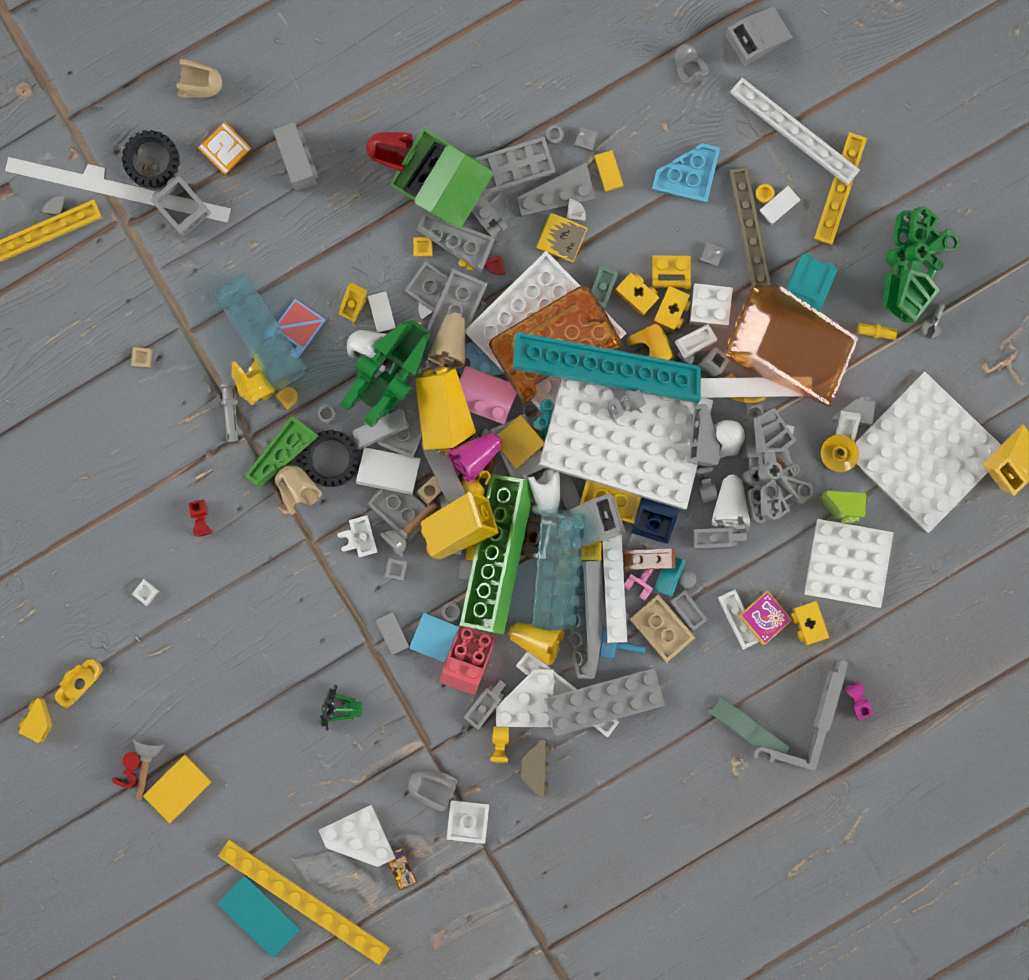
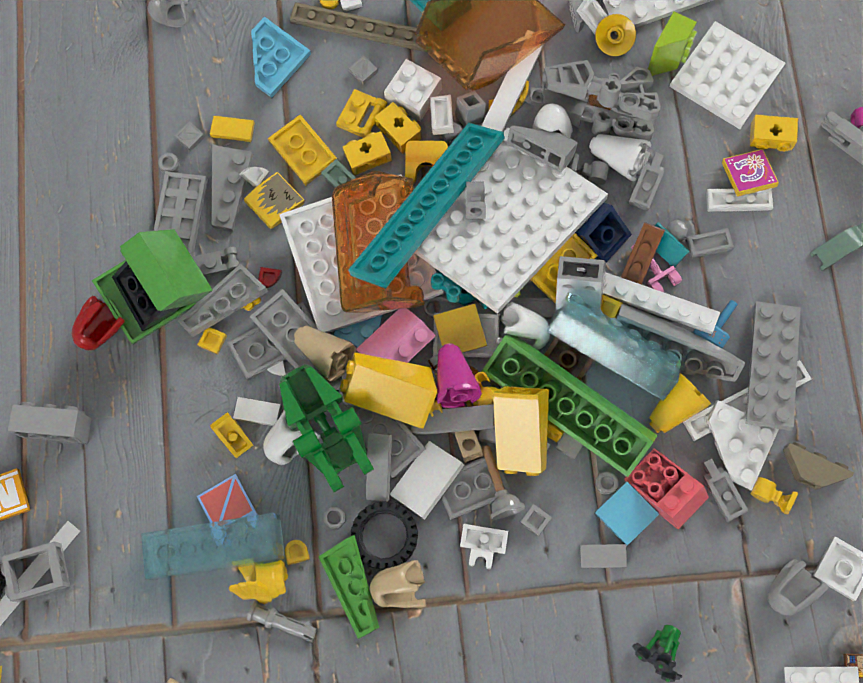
camera: 60 degrees left, 10 degrees down
(617, 239) = (302, 149): none -> yellow tile
(662, 628) = (717, 277): tan tile -> none

